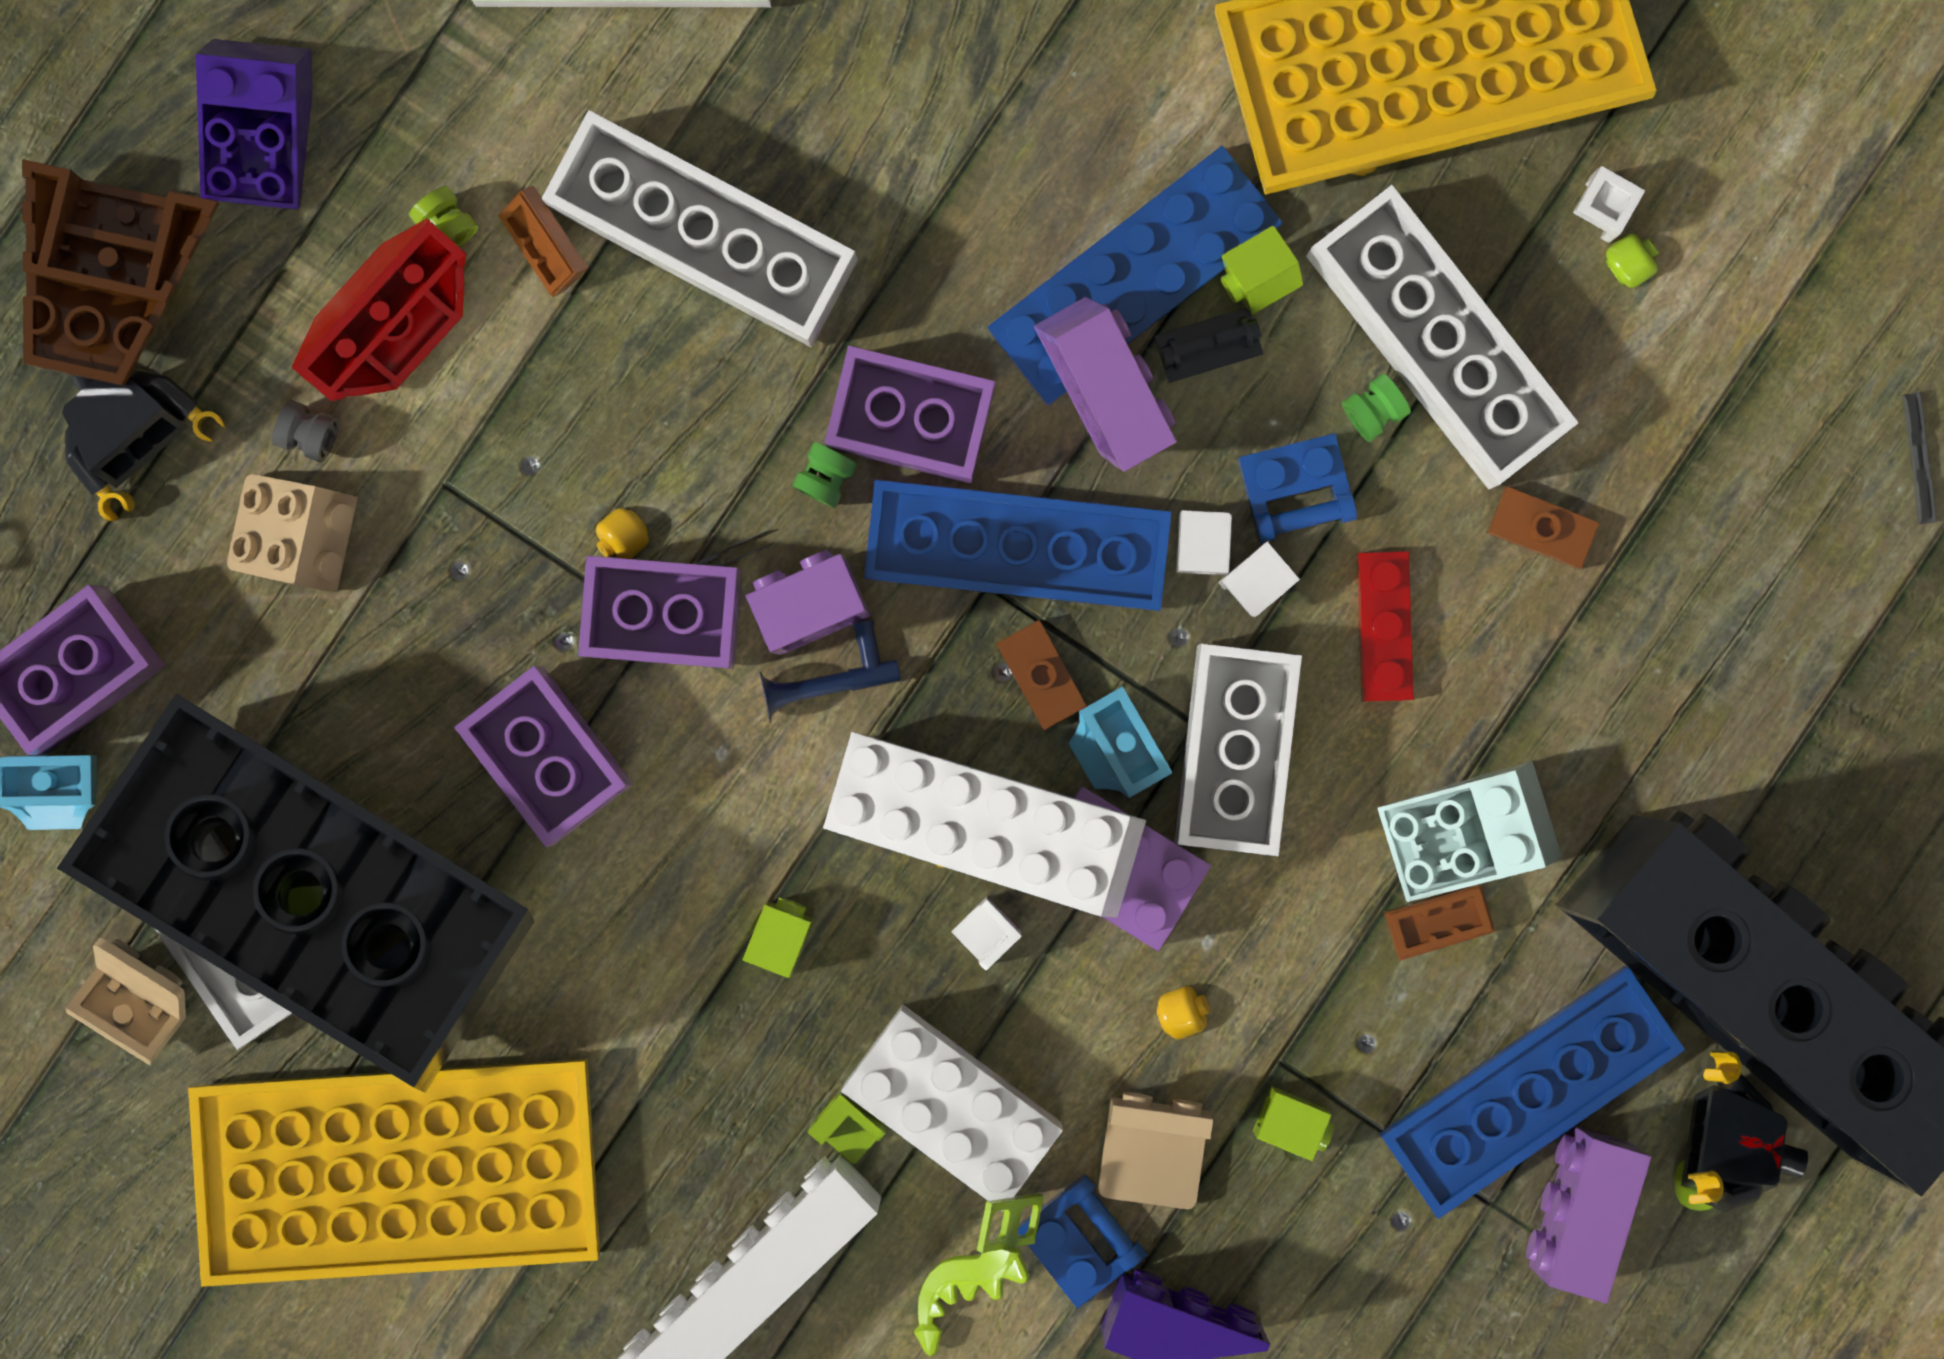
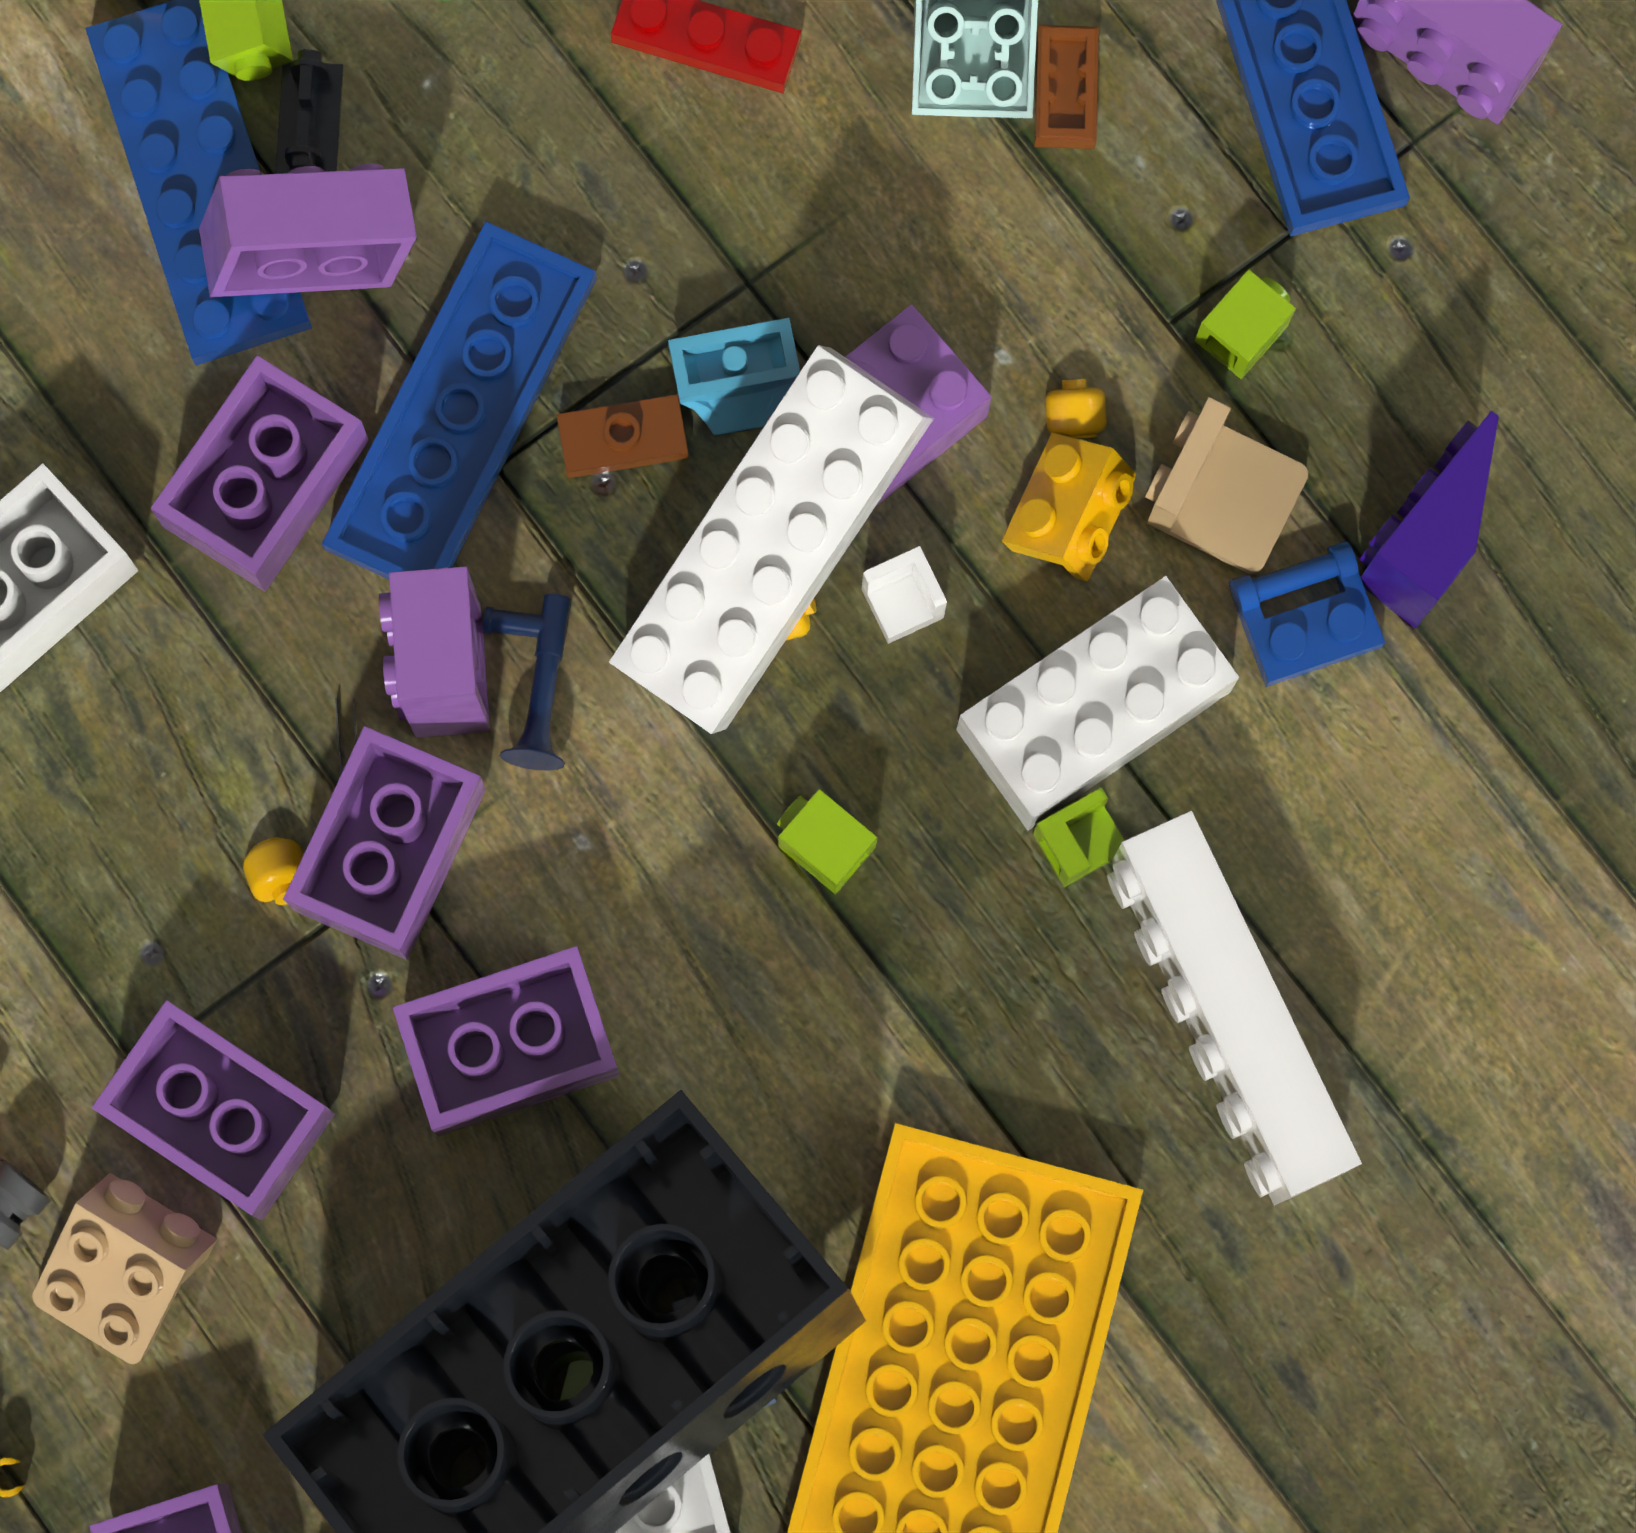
camera: 70 degrees left, 10 degrees down
(420, 559) = (213, 1110): none -> medium lavender brick
(829, 464) = (294, 601): bright green wheel -> none
(968, 1272) = (1300, 746): lime piece -> none
(1103, 1035) = (1071, 505): none -> yellow bracket
(1203, 542) = (535, 199): white panel -> none
(1237, 749) = (786, 235): white brick -> none
(1259, 580) = (599, 147): white panel -> none
(1291, 472) = (491, 77): blue plate -> none

